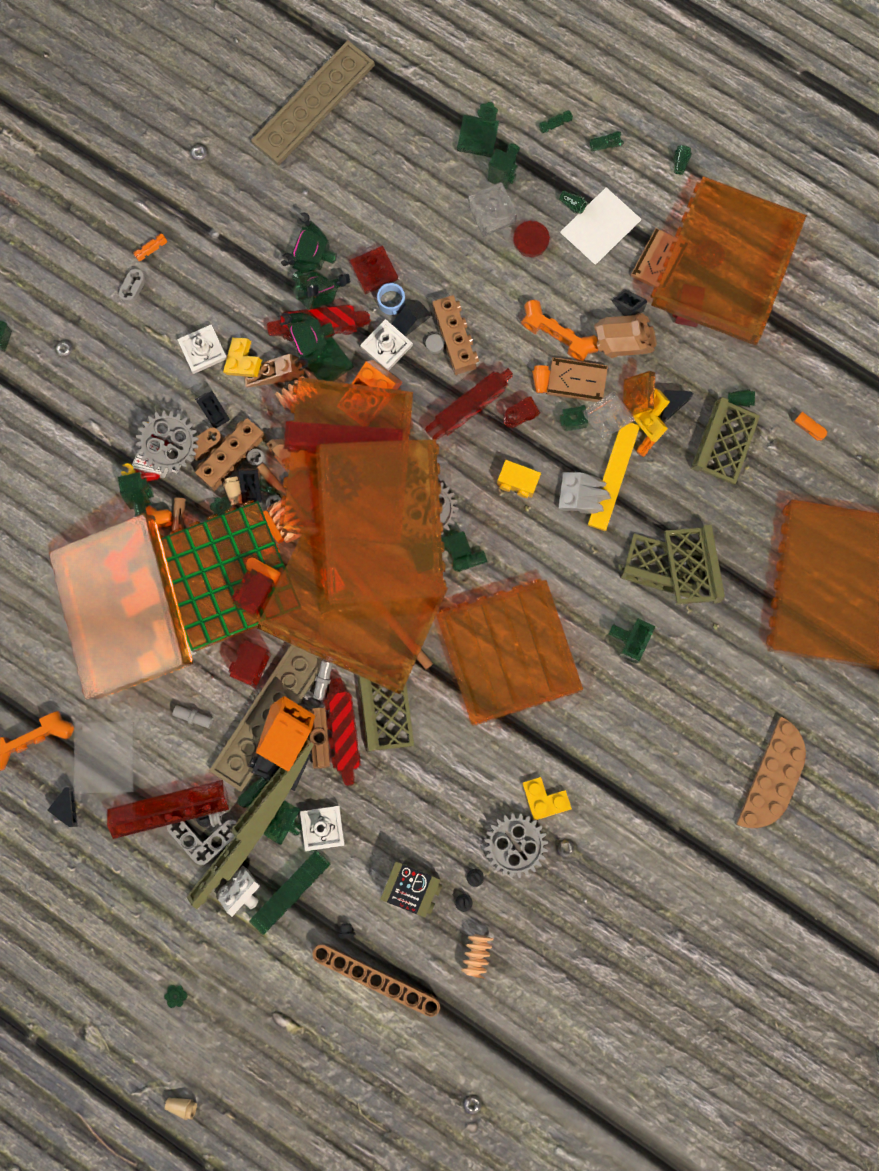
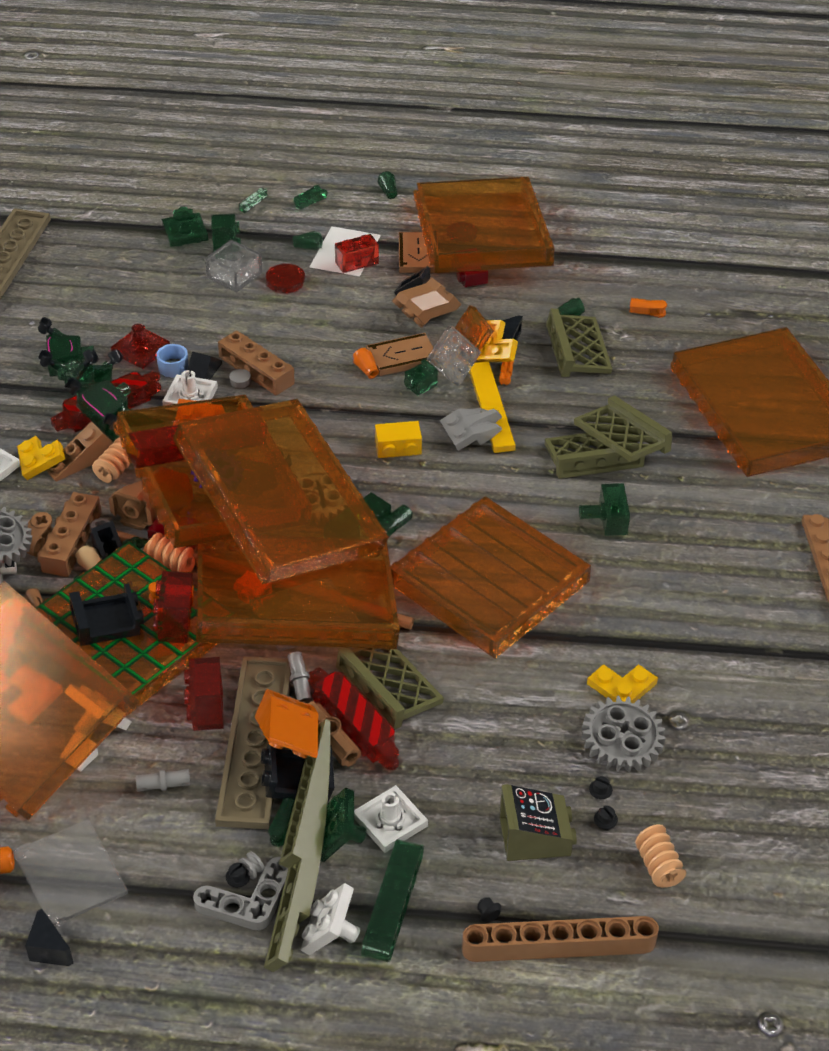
camera: 30 degrees left, 35 degrees down
(167, 809) = (184, 879): clear red brick -> none
(205, 572) = (106, 617): none -> black panel
(212, 409) = (25, 501): black slope -> none
(470, 403) = (317, 389): clear red hinge -> none
(524, 411) = (364, 393): clear red piece -> none
(578, 347) = (335, 325): orange plate -> none
(603, 242) = (356, 253): none -> clear red brick

